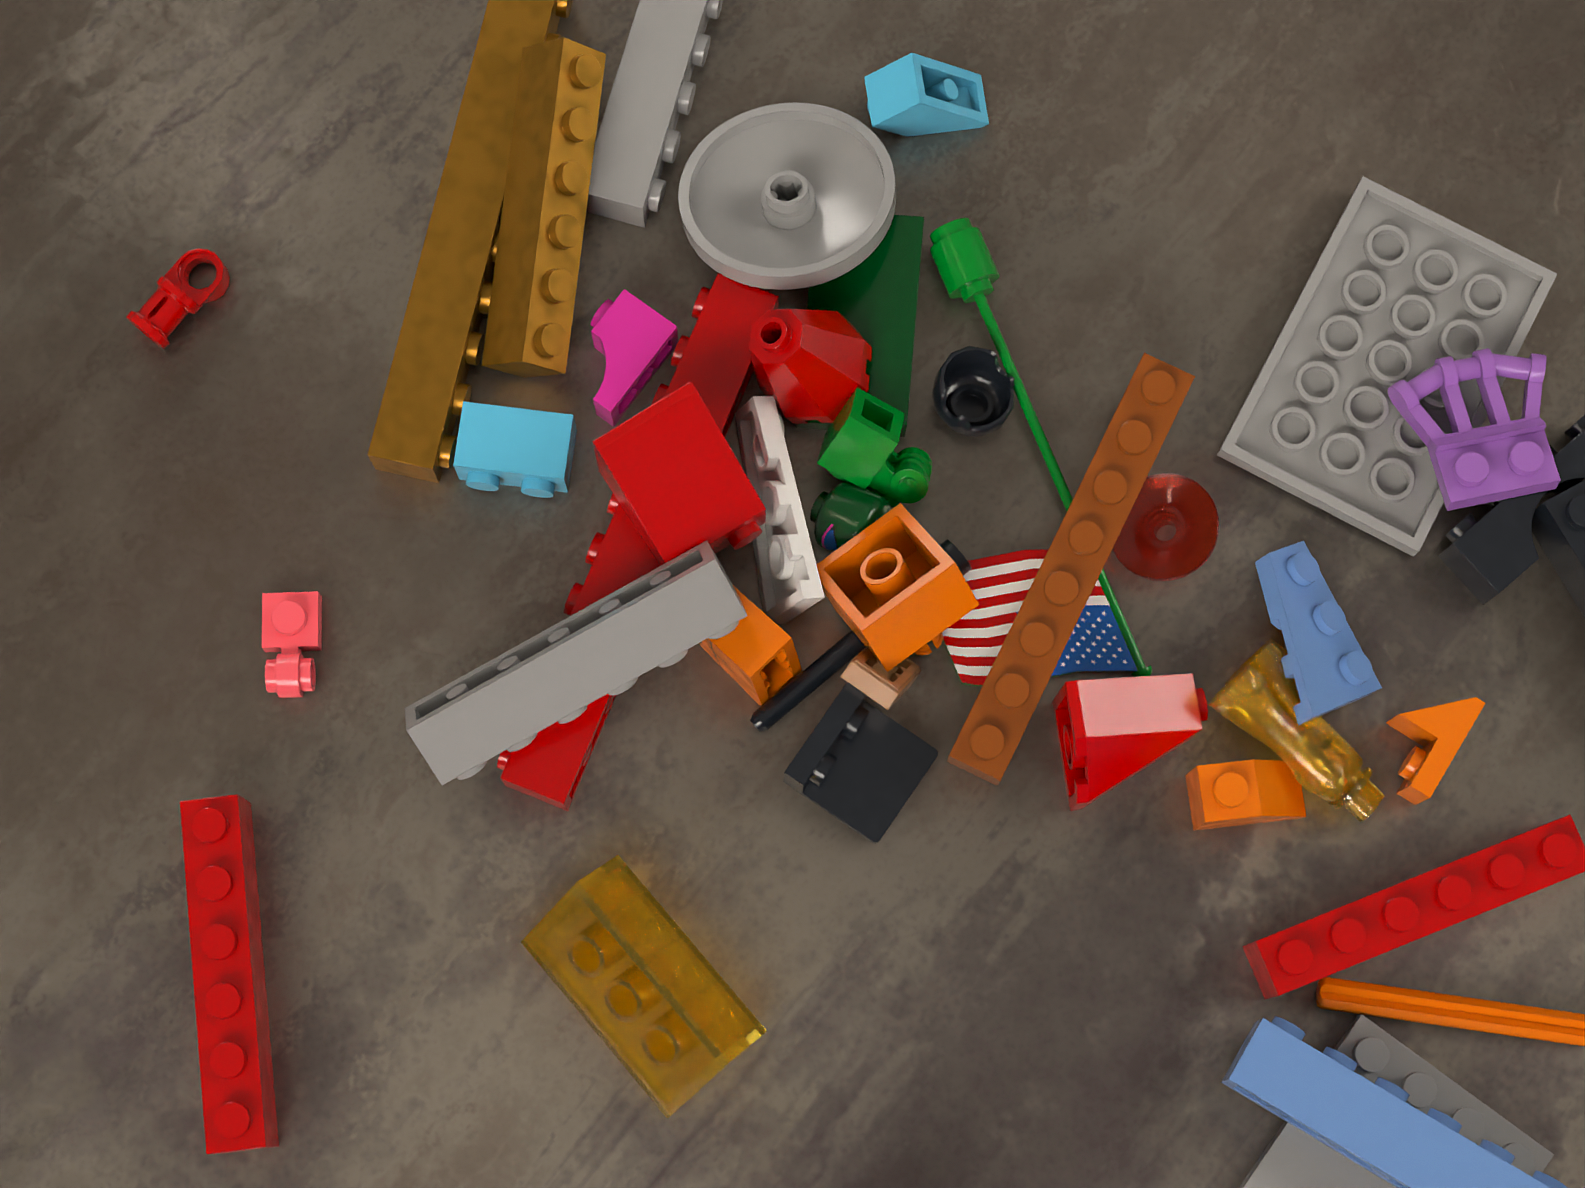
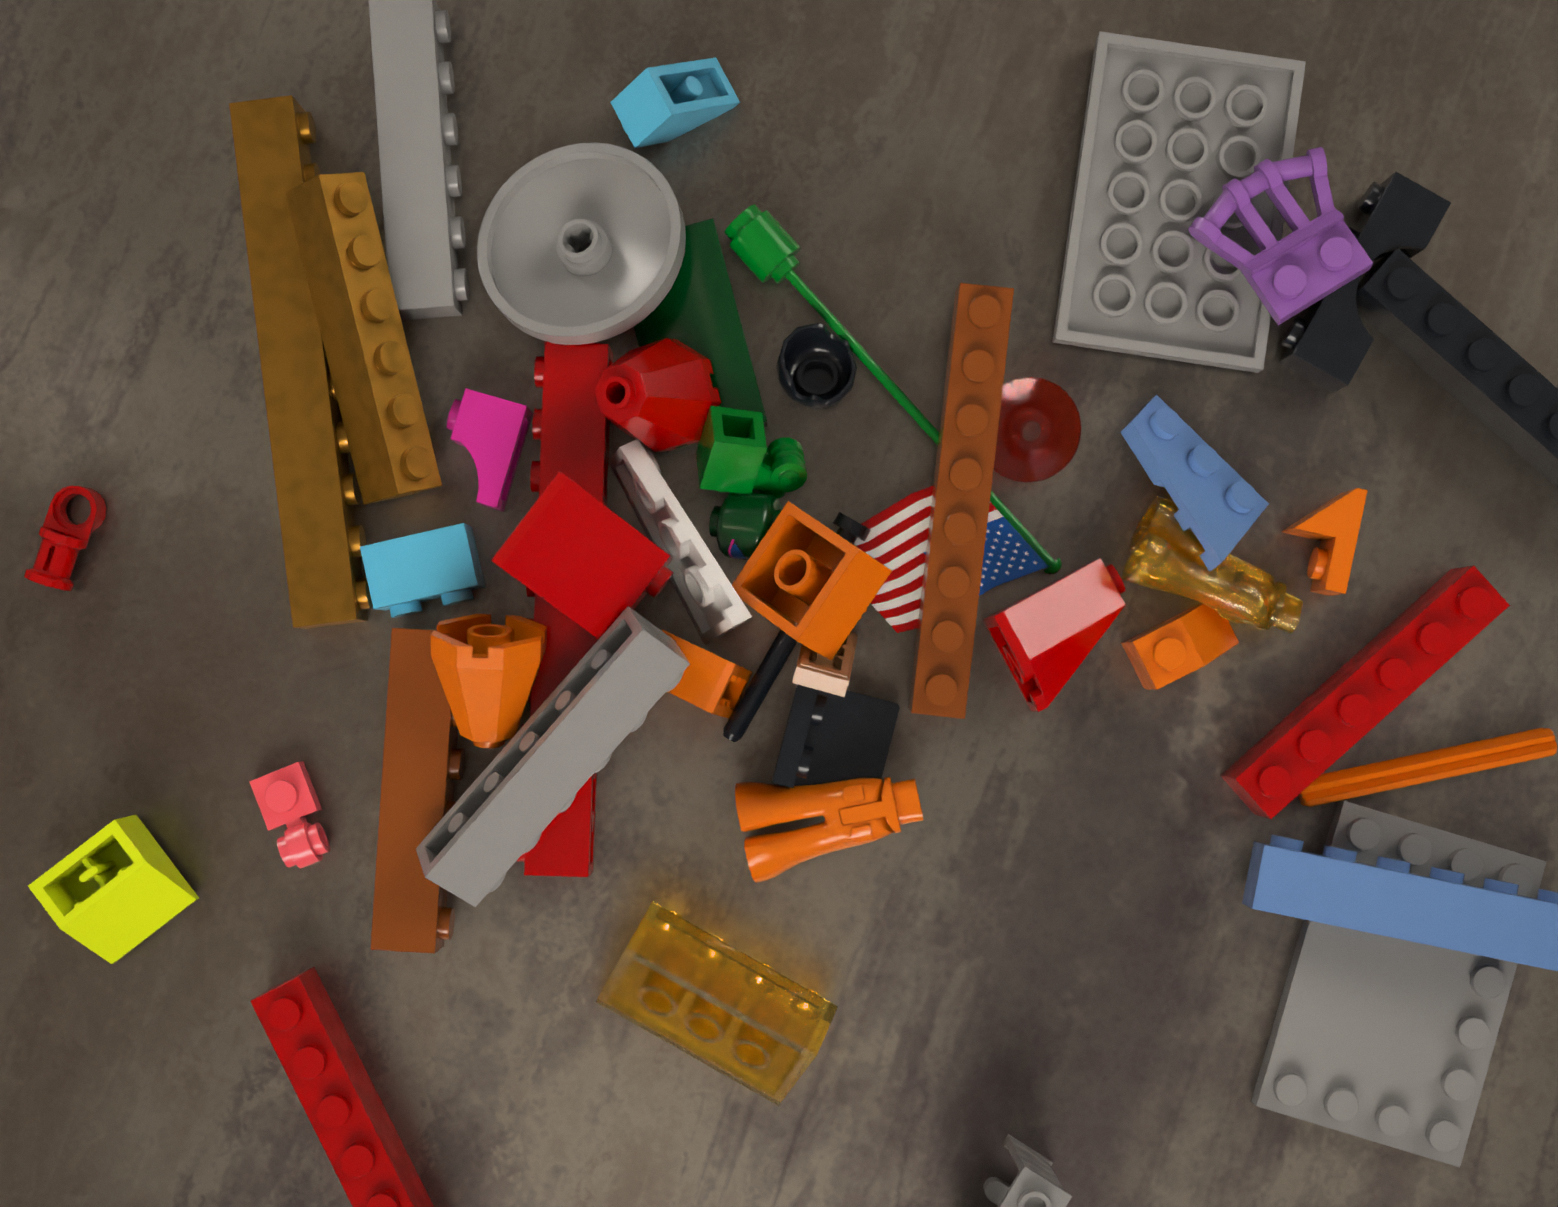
camera: 20 degrees left, 10 degrees up
(88, 647) = (114, 889): none -> neon yellow slope
(427, 652) = (415, 795): none -> dark orange brick
(541, 565) = (488, 672): none -> orange cone
(853, 842) = (853, 813): none -> orange piece

